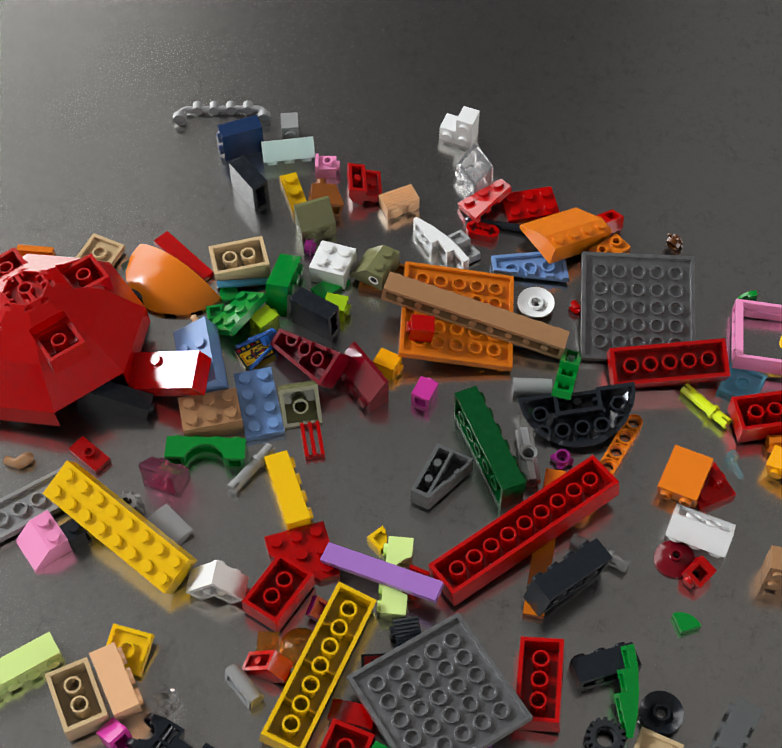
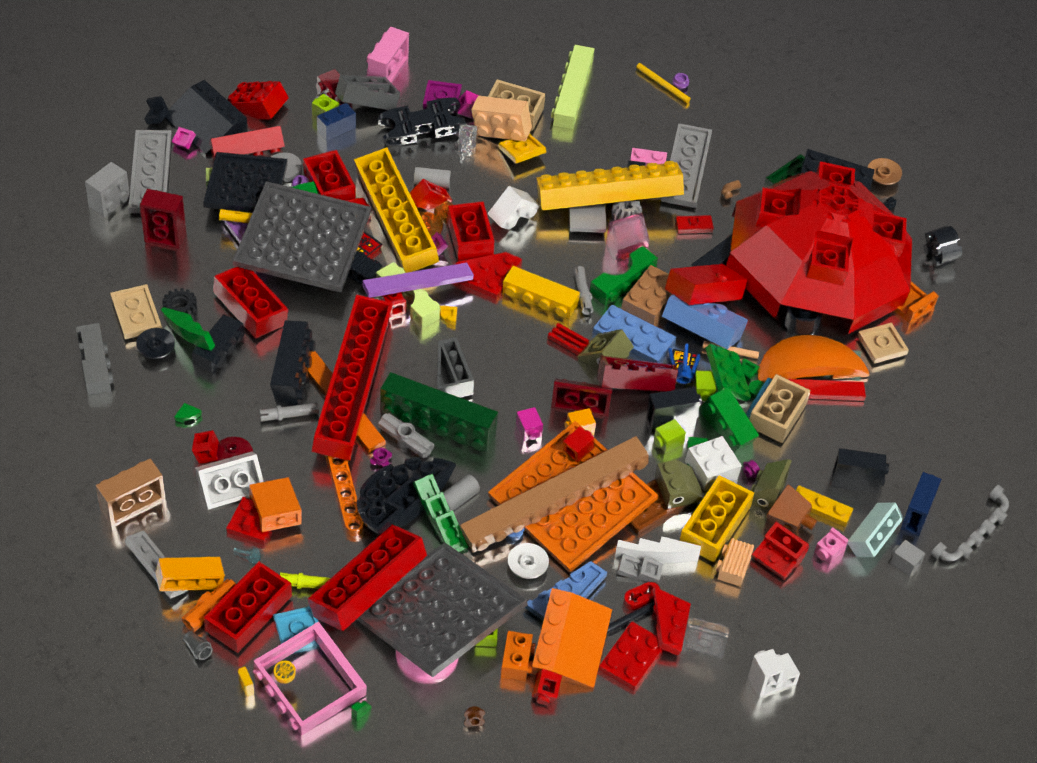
camera: 130 degrees right, 5 degrees down
(381, 226) = (717, 517): none -> yellow brick

